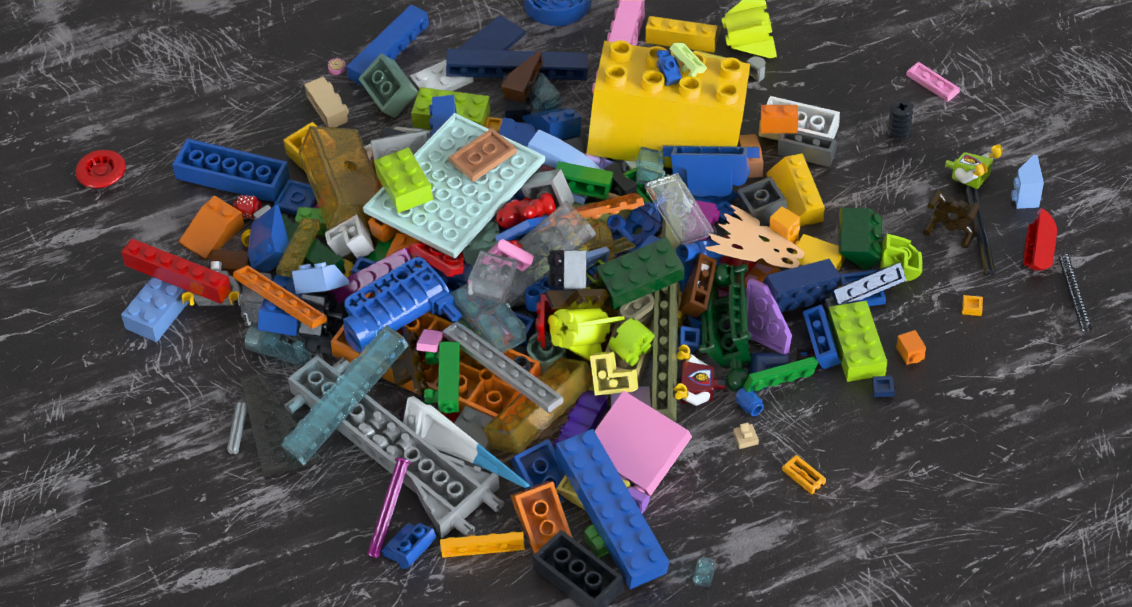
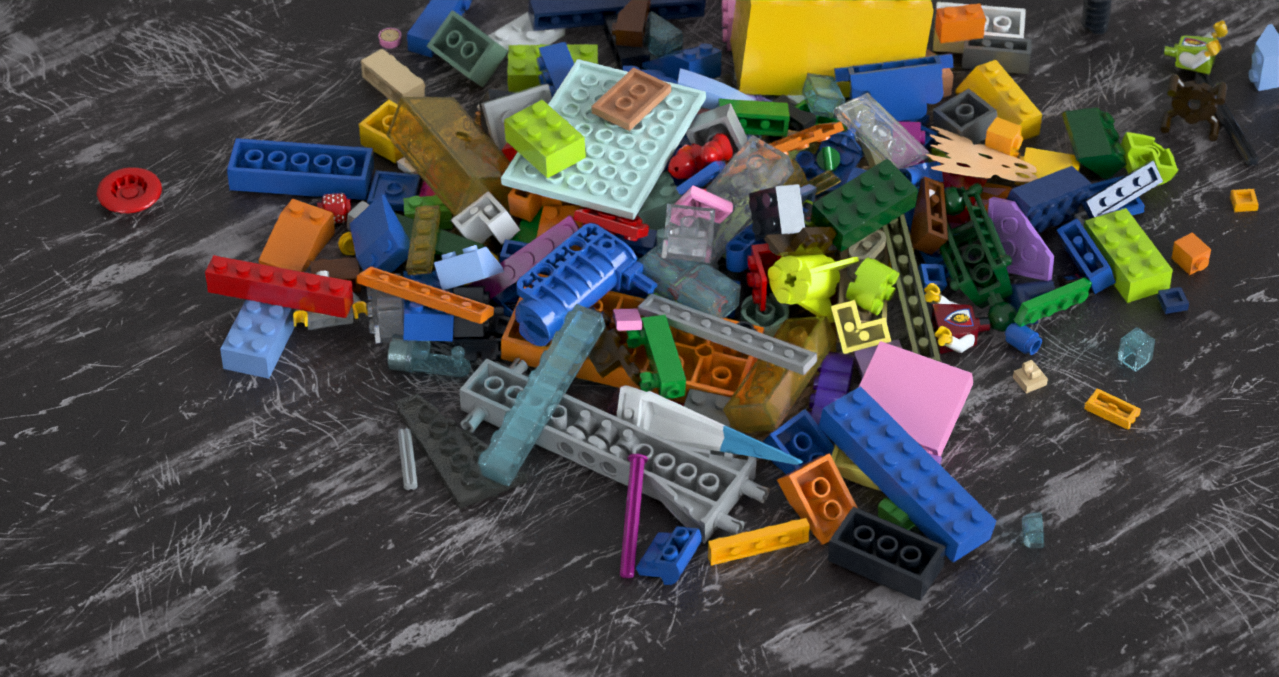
camera: 15 degrees left, 5 degrees down
(633, 224) = (828, 158): none -> green plate
(838, 425) = (1136, 349): none -> clear light blue brick

